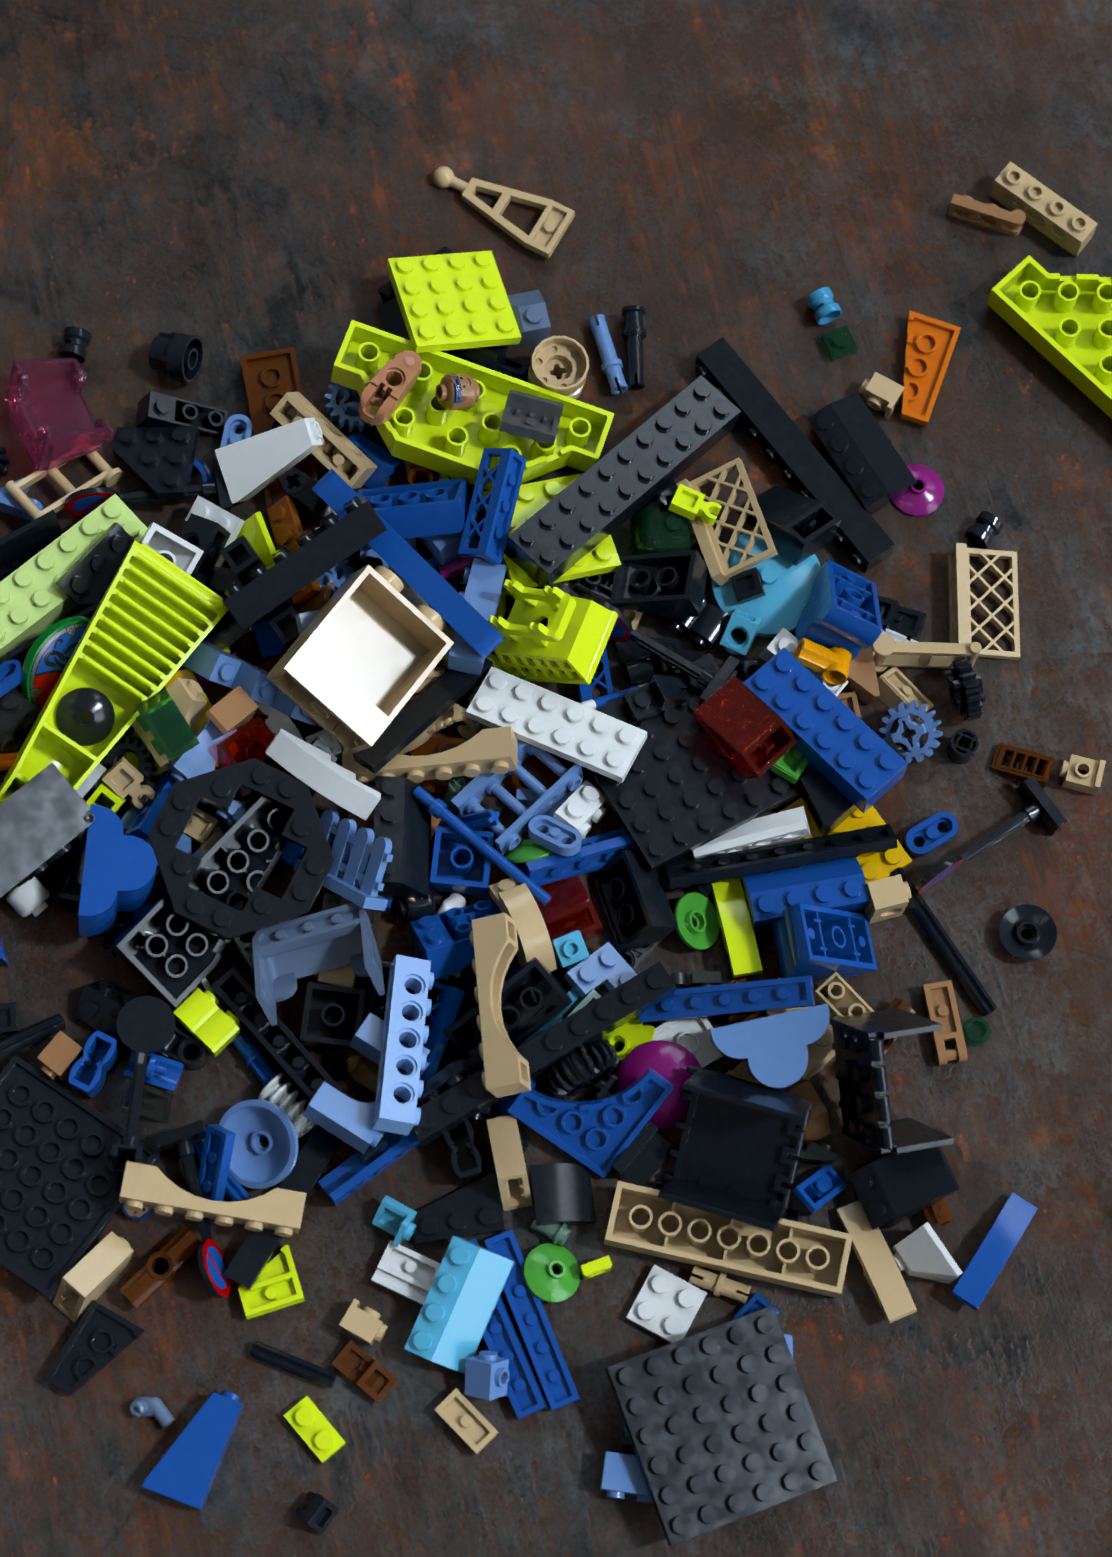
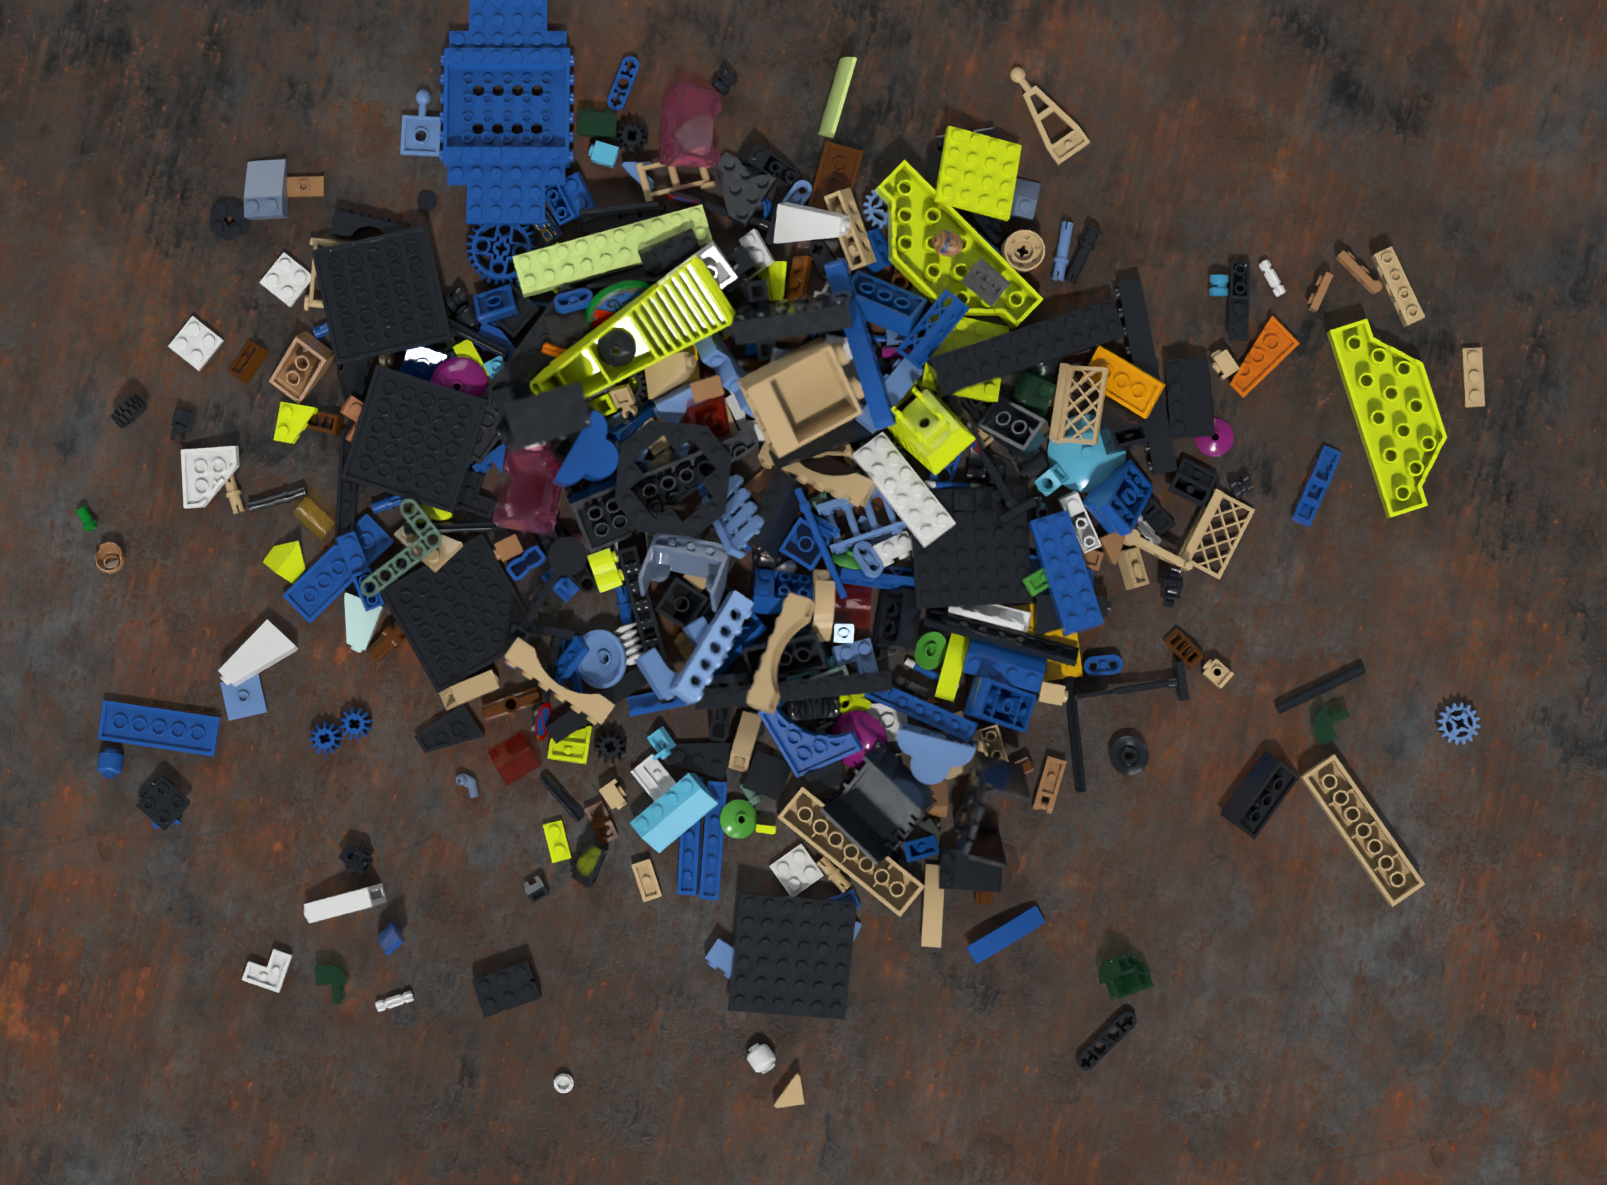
camera: 30 degrees right, 15 degrees up
(58, 965) = (531, 495): none -> clear pink windscreen
(167, 725) = (662, 380): clear green brick -> none
(177, 355) = (785, 123): black piece -> none
(196, 1455) = (479, 825): blue slope -> none
(202, 1342) = (514, 759): none -> clear red slope
(228, 296) = (837, 96): none -> yellowish green slope
(319, 1266) = (616, 744): none -> black gear
(322, 775) = (741, 451): white slope -> none
(374, 1433) = (589, 863): none -> black slope
(403, 371) = (919, 213): nougat piece -> none
(486, 1376) = (670, 861): medium blue brick -> none
(690, 504) = (1059, 384): neon yellow plate -> none
(706, 954) = (930, 673): none -> blue bar
(745, 728) = (1017, 550): clear red slope -> none
(747, 585) = (1070, 453): black tile -> none
(774, 466) = (1126, 382): none -> light orange plate
(831, 662) = (1094, 531): light orange piece -> none
(839, 343) = (1216, 314): clear green plate -> none
(857, 312) = (1238, 301): none -> black slope
(884, 270) = (1272, 278): none -> white axle
(907, 720) = (1125, 594): medium blue gear -> none
(922, 553) = (1193, 482): none -> black brick
(925, 1256) = (961, 917): white slope -> none
(952, 266) = (1322, 284): none -> medium nougat plate
(959, 751) = (1148, 619): black wheel -> none
(976, 1031) = (1066, 799): clear green plate -> none
(1077, 488) = (1316, 486): none -> blue slope

